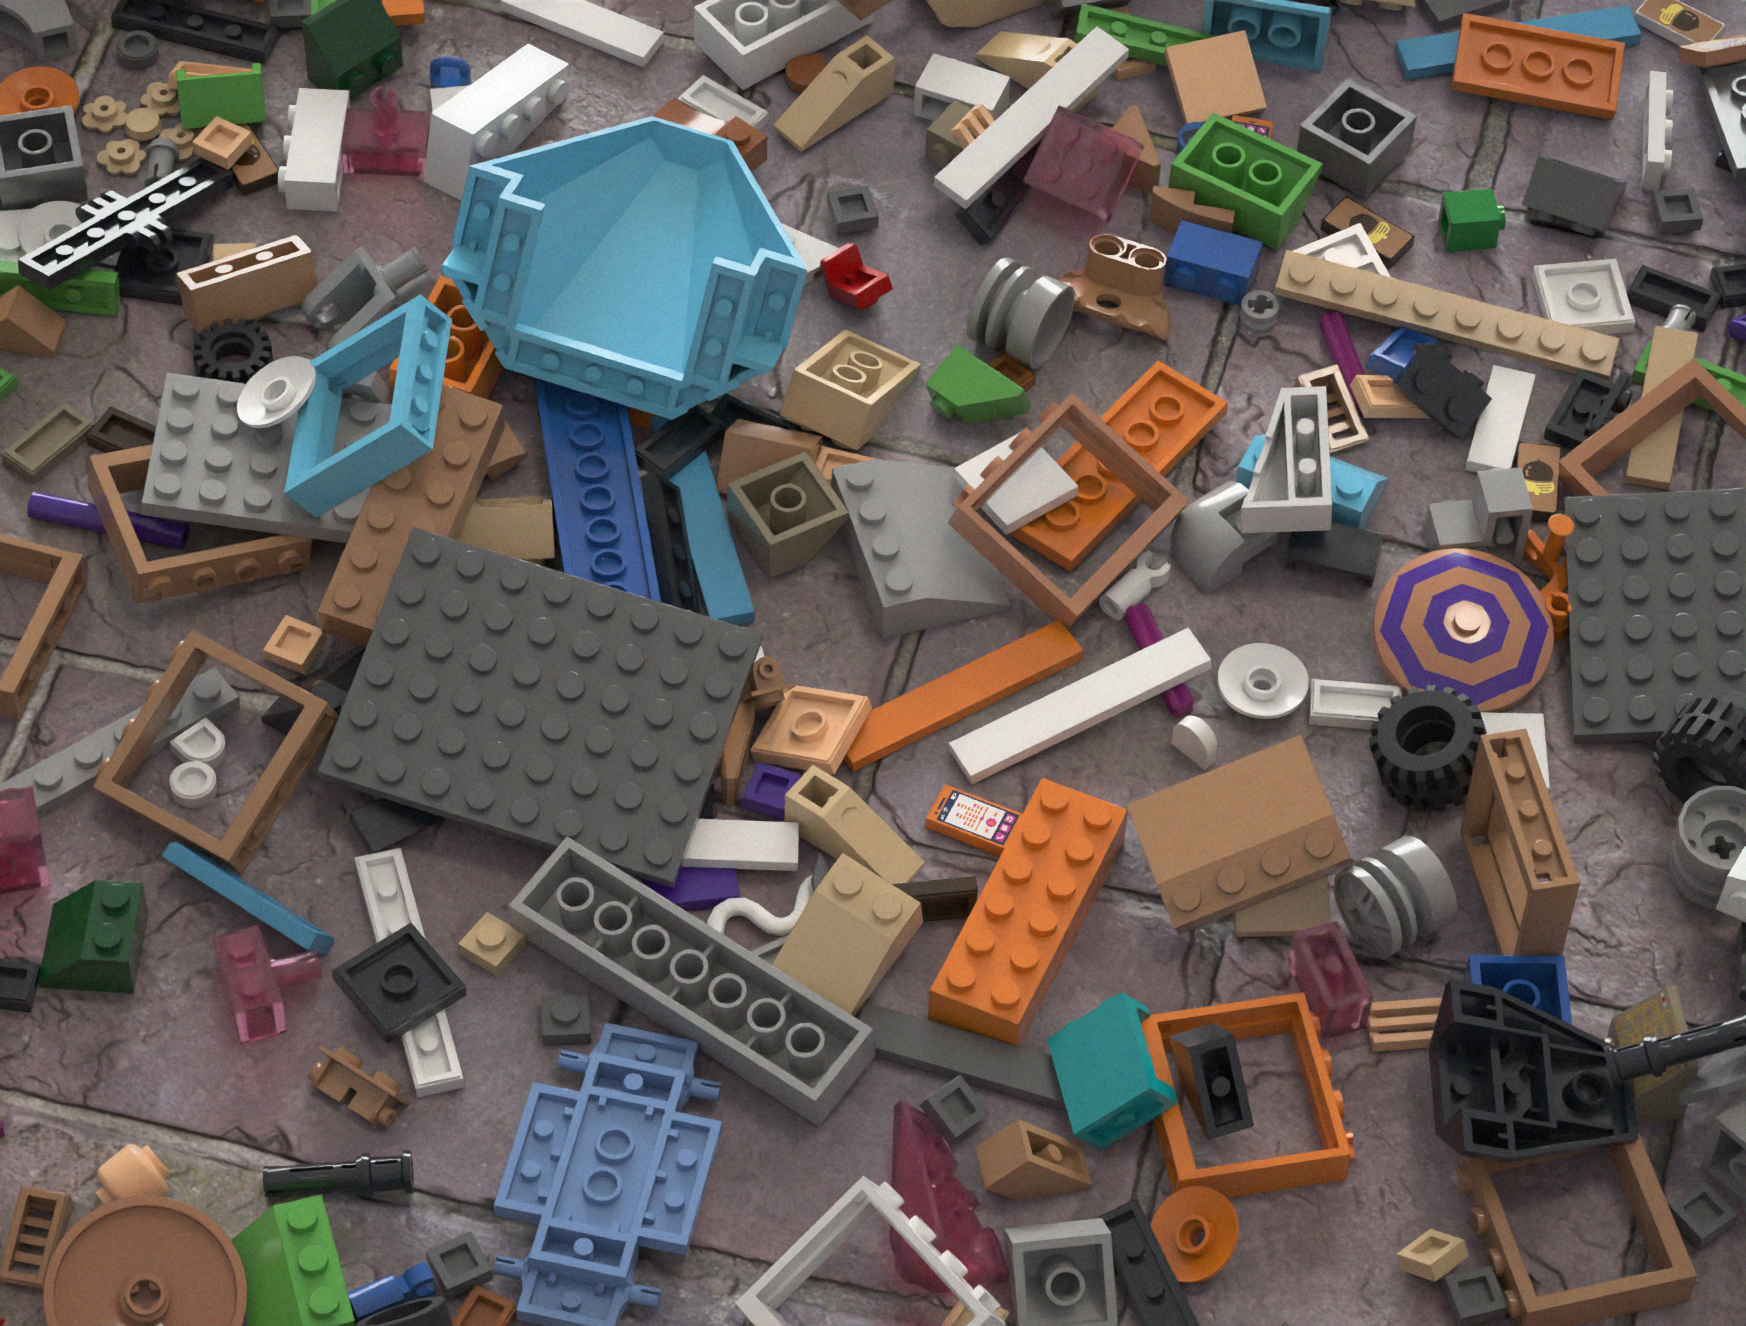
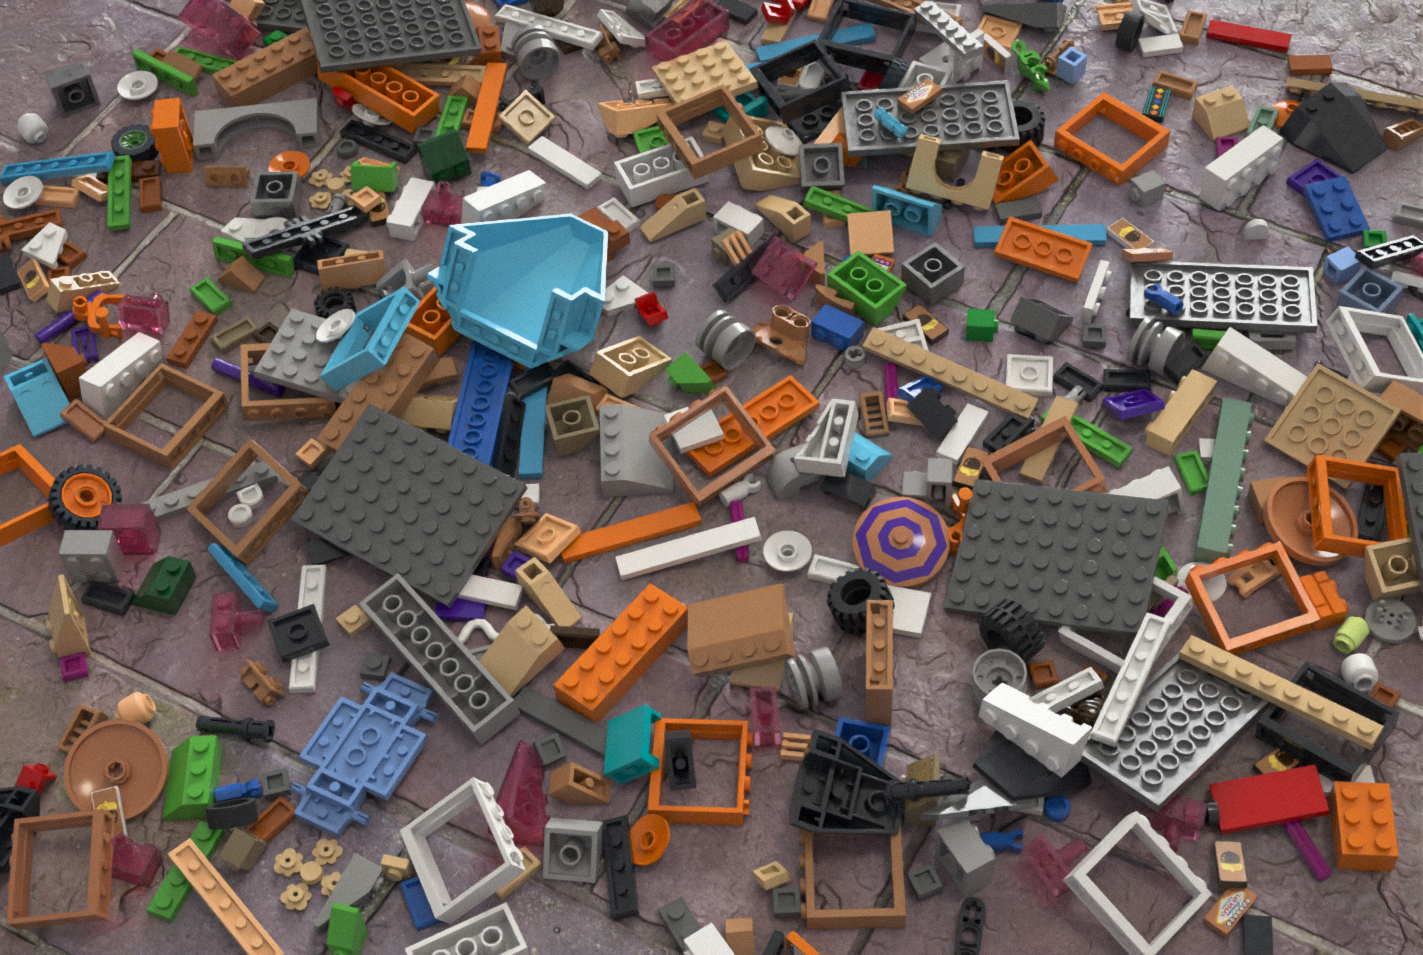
camera: 20 degrees right, 0 degrees up
(972, 820) = (611, 597): tile -> none
(1030, 117) = (756, 243): white tile -> none
(1195, 740) = (742, 577): white tile -> none

